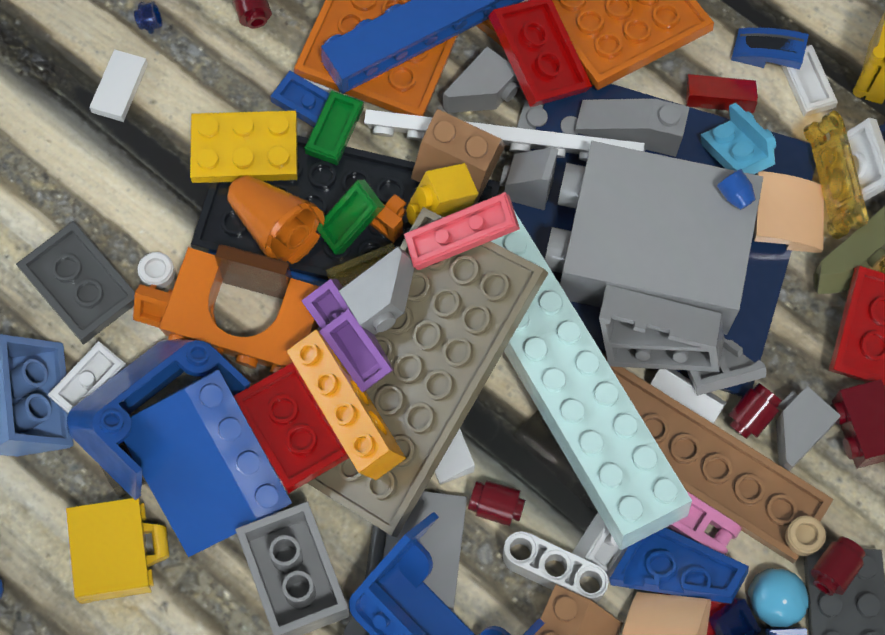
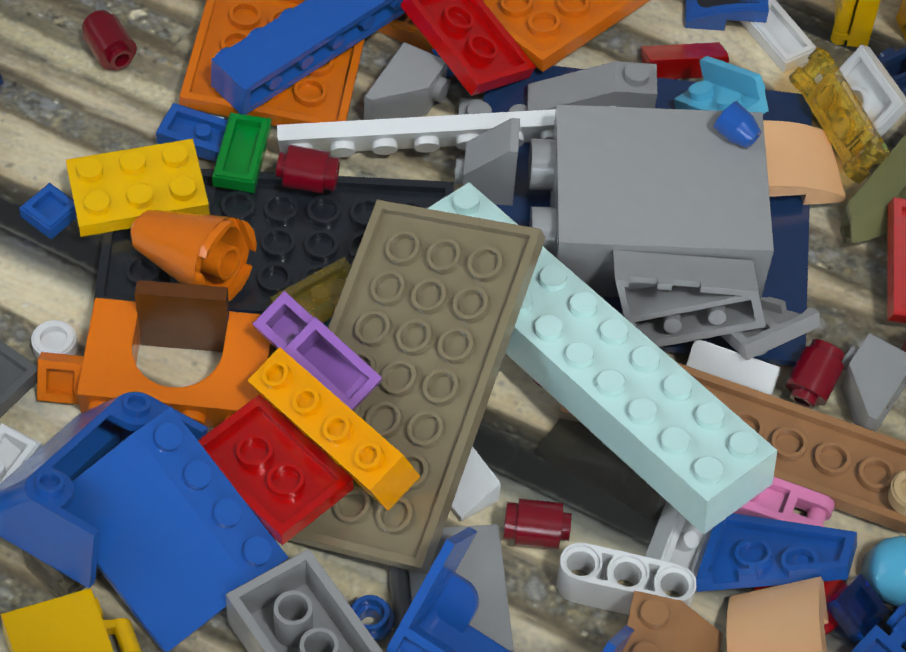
camera: 15 degrees left, 15 degrees down
(173, 150) = (49, 211): none -> blue tile
(343, 548) = (377, 608): none -> blue plate
(350, 216) = (287, 235): green tile -> none
(380, 292) = (348, 294): light grey slope -> none
(382, 155) = (308, 169): none -> dark red brick
(389, 220) = (329, 232): orange tile -> none
(443, 192) = (395, 178): yellow brick -> none
(458, 142) = (399, 154): medium nougat slope -> none
(461, 231) = (431, 211): coral tile -> none

